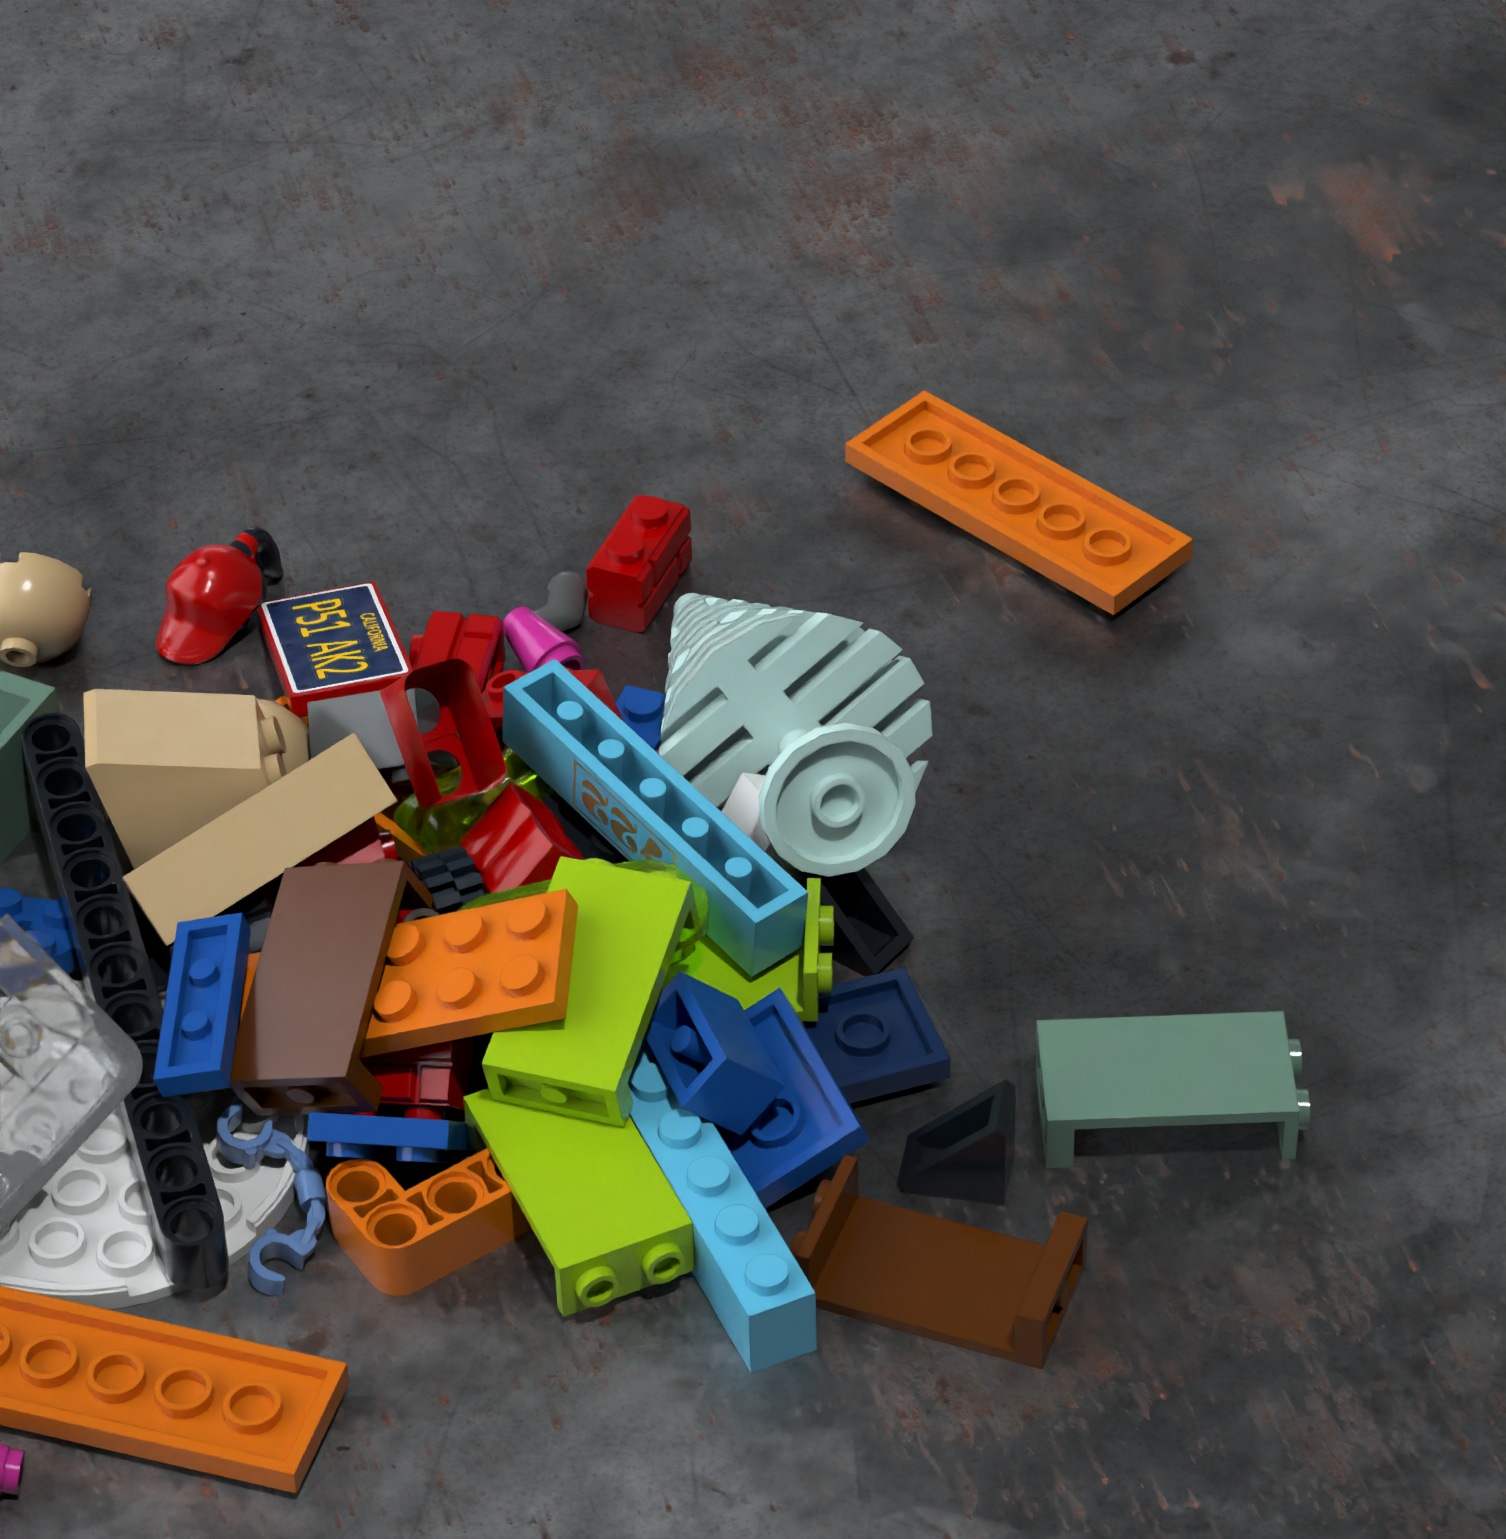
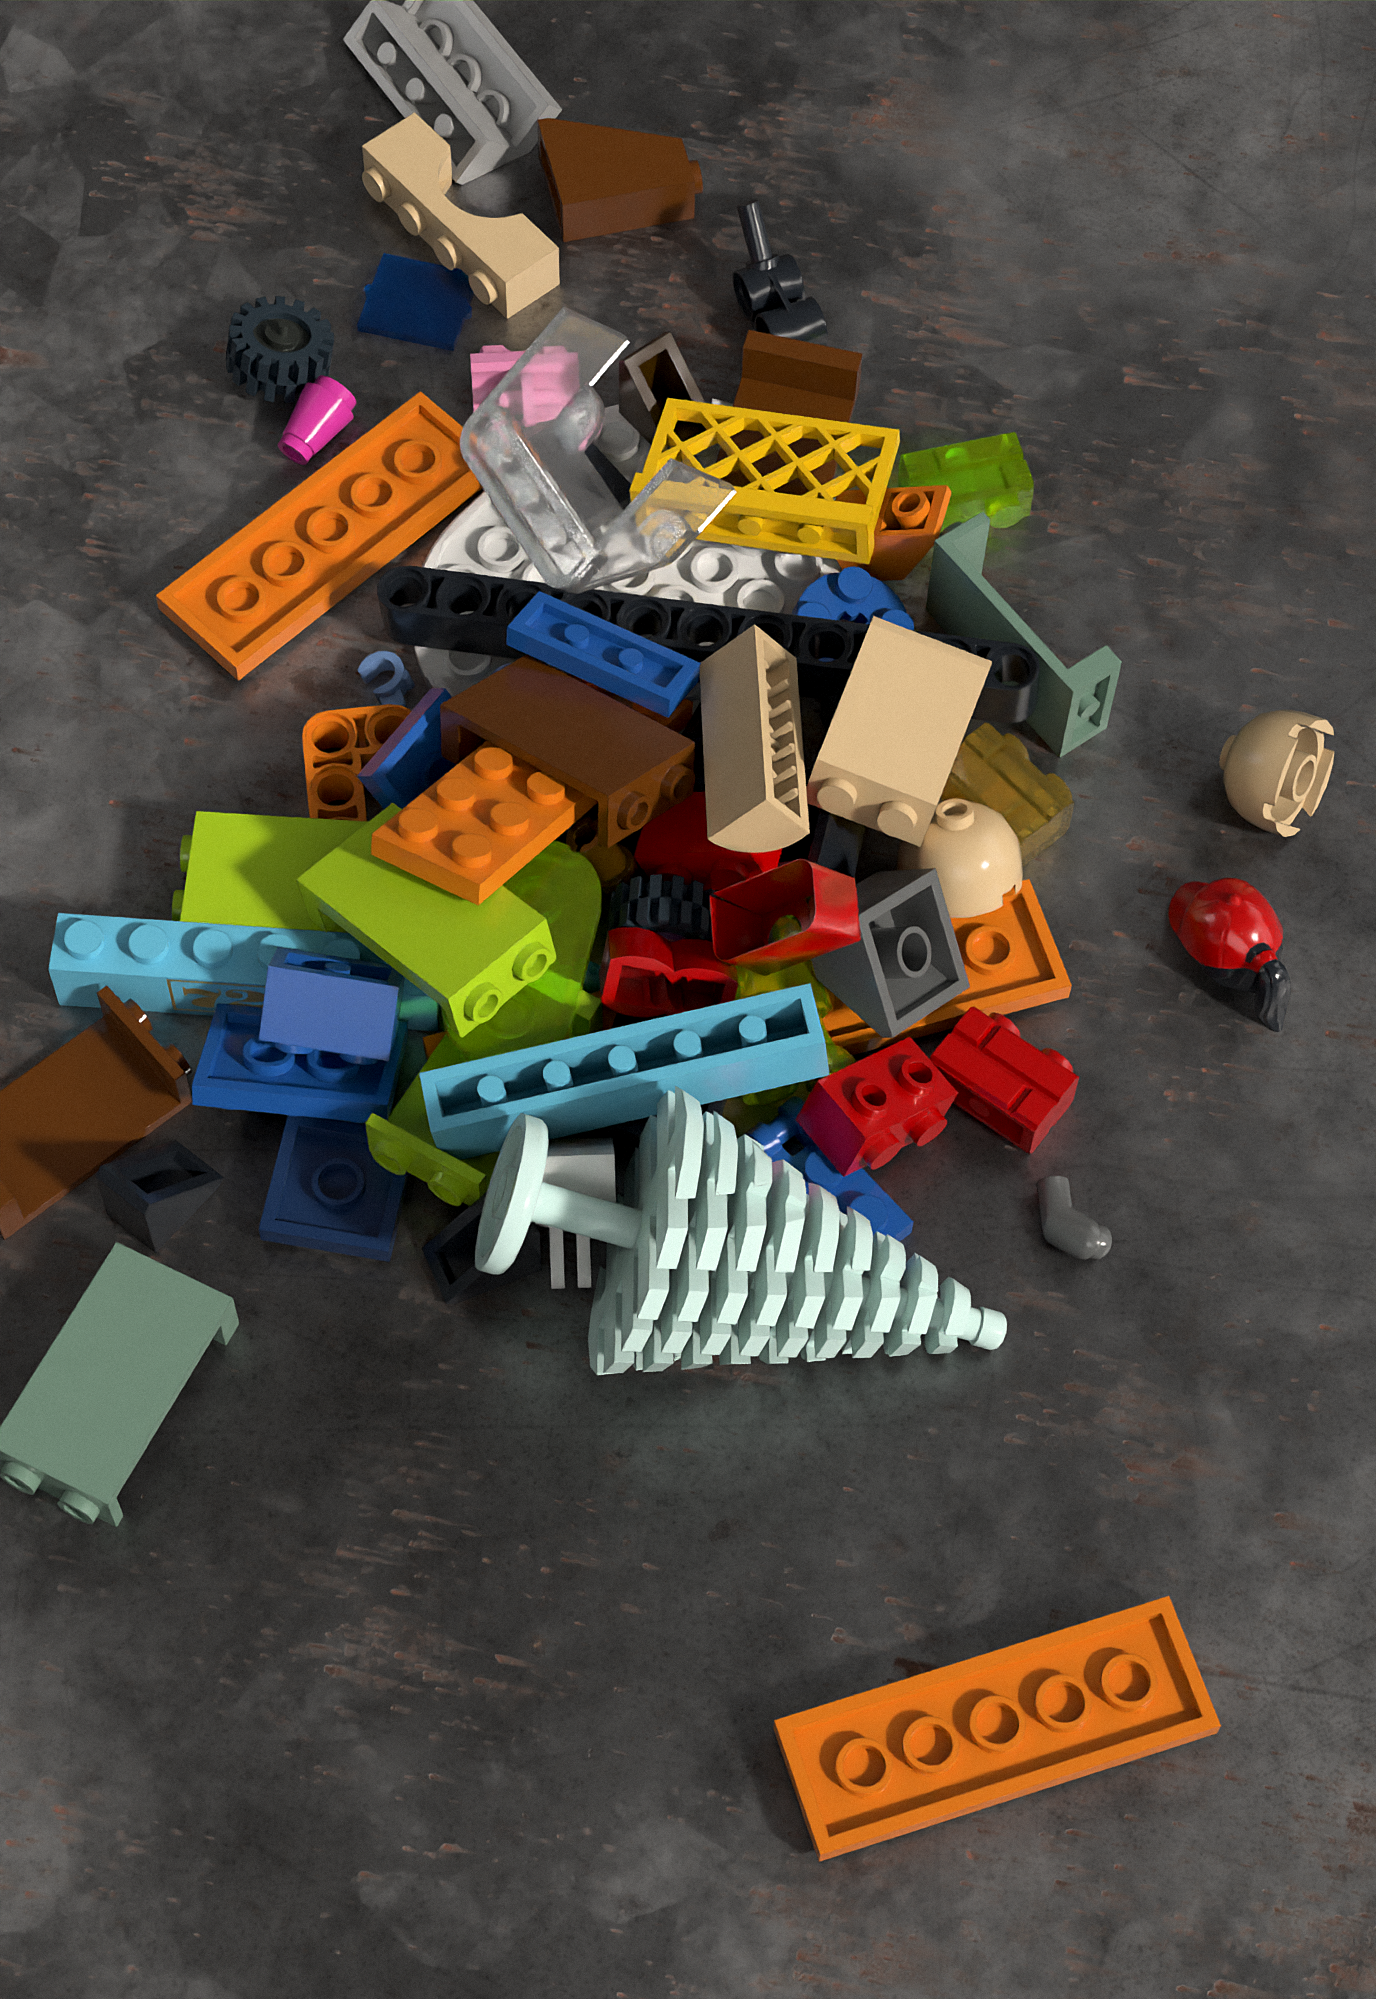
camera: 115 degrees right, 20 degrees up
(332, 644) = (1082, 986): tile -> none
(539, 642) = (997, 1166): dark pink cone -> none
(639, 563) = (1076, 1306): red brick -> none

